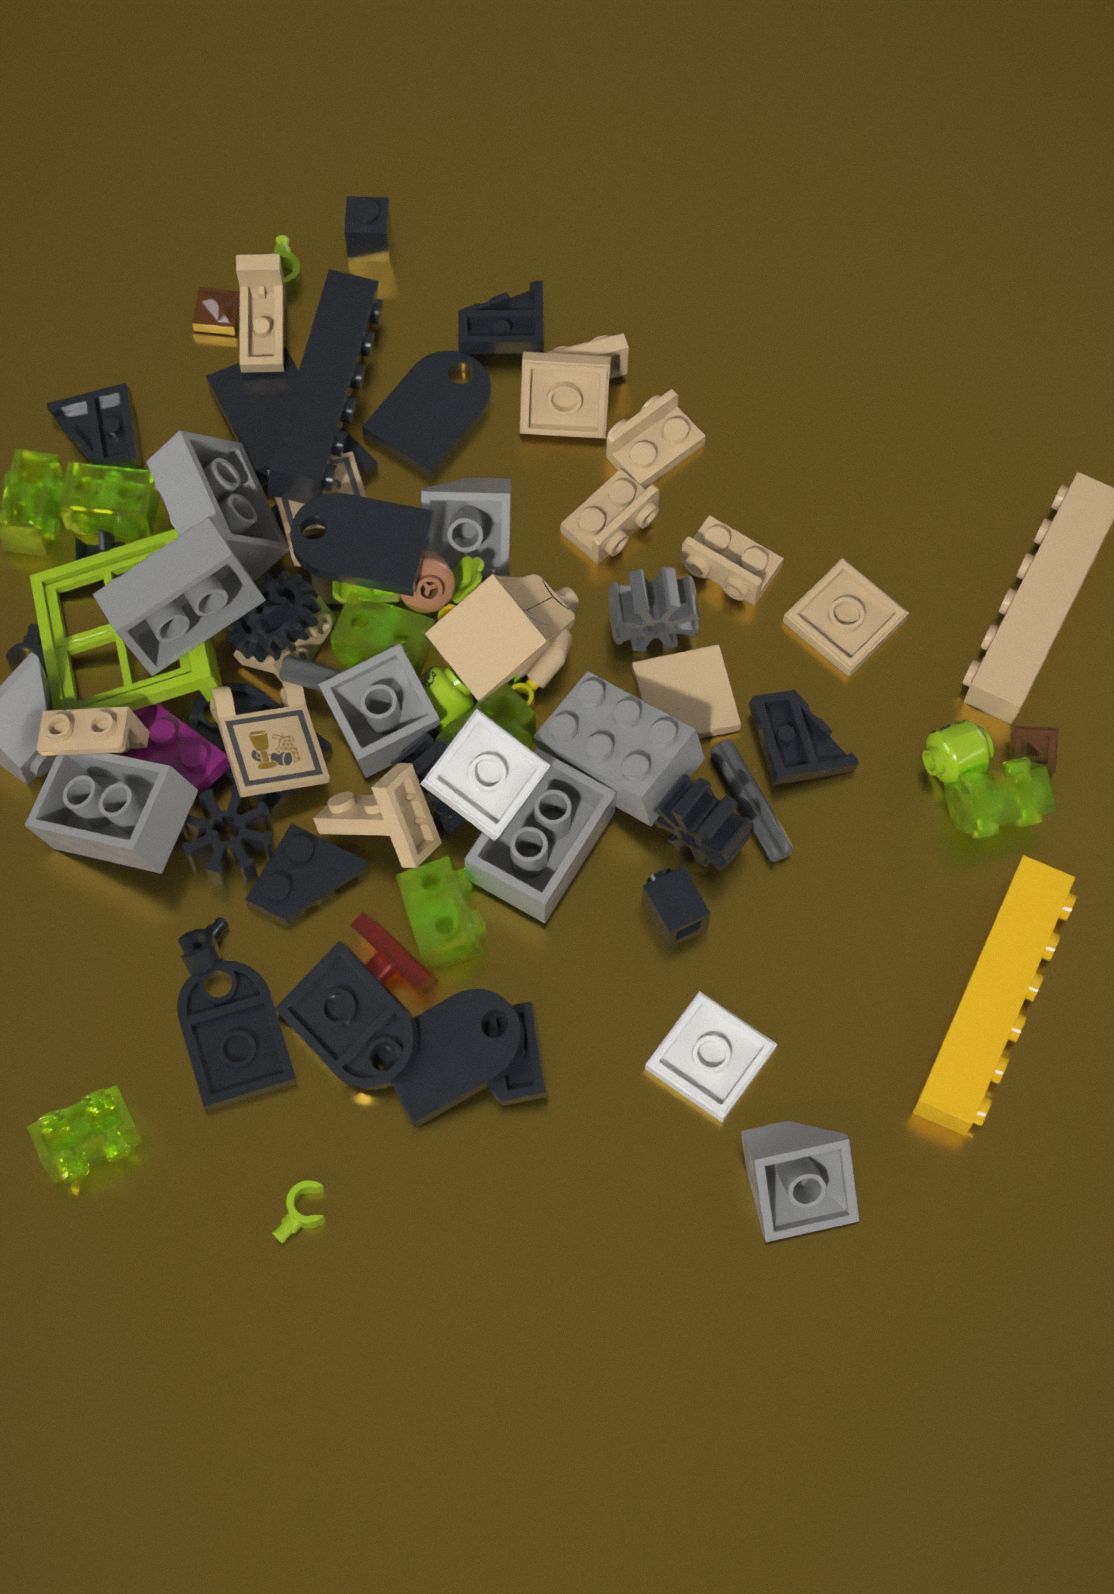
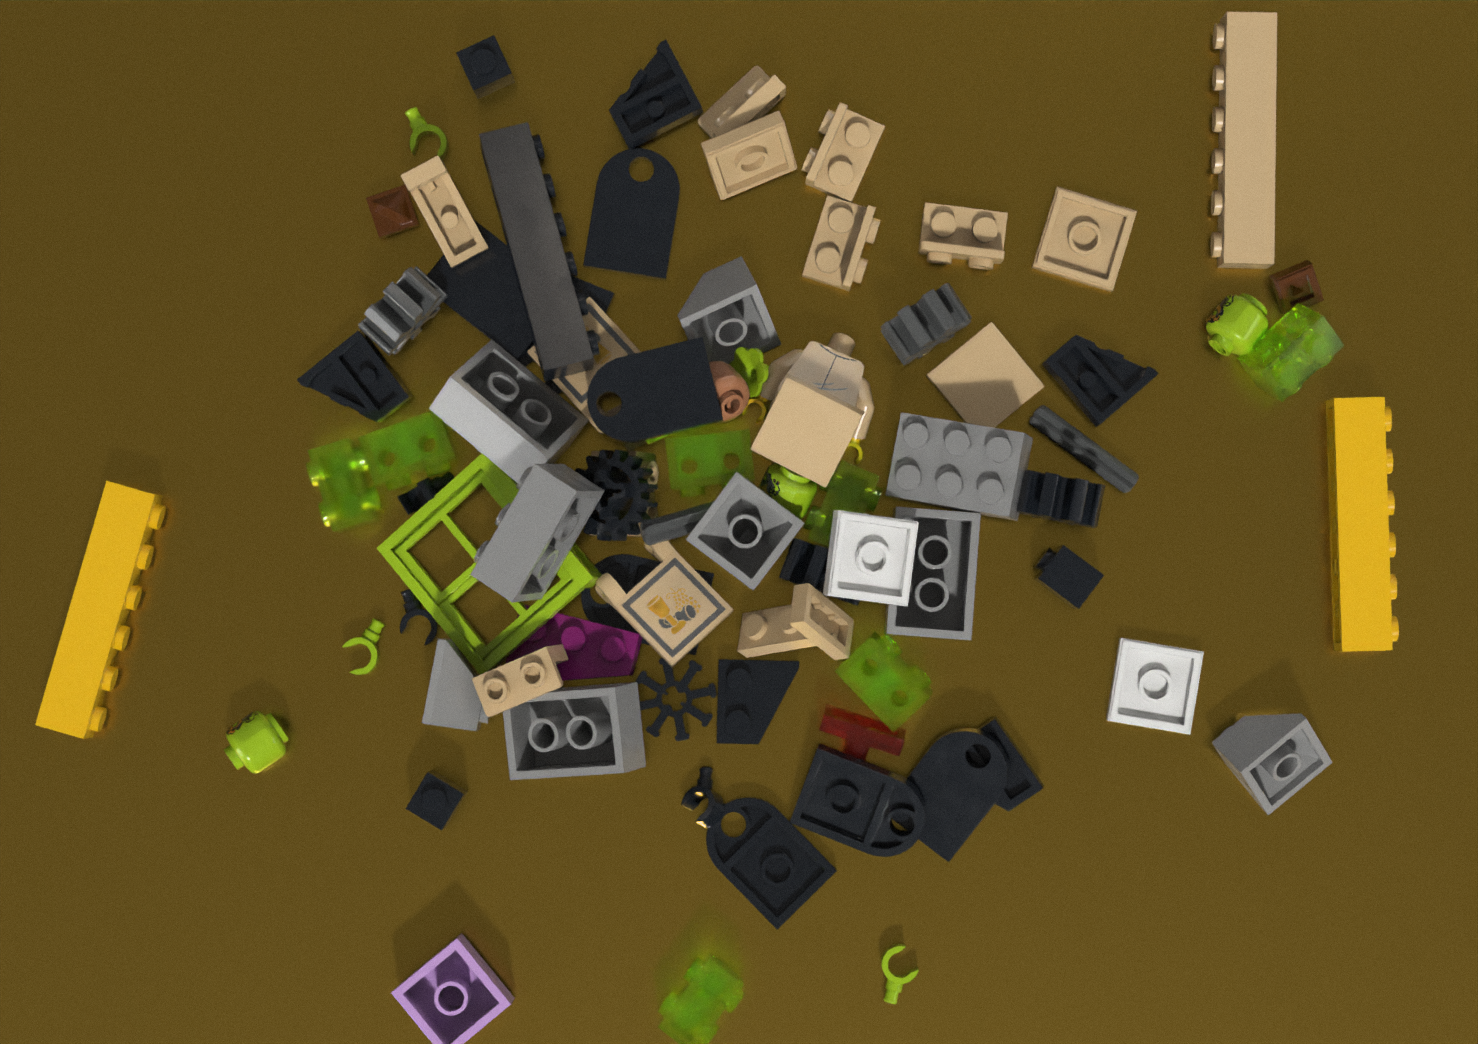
camera: 25 degrees left, 20 degrees up
(174, 380) = (402, 310): none -> dark grey gear

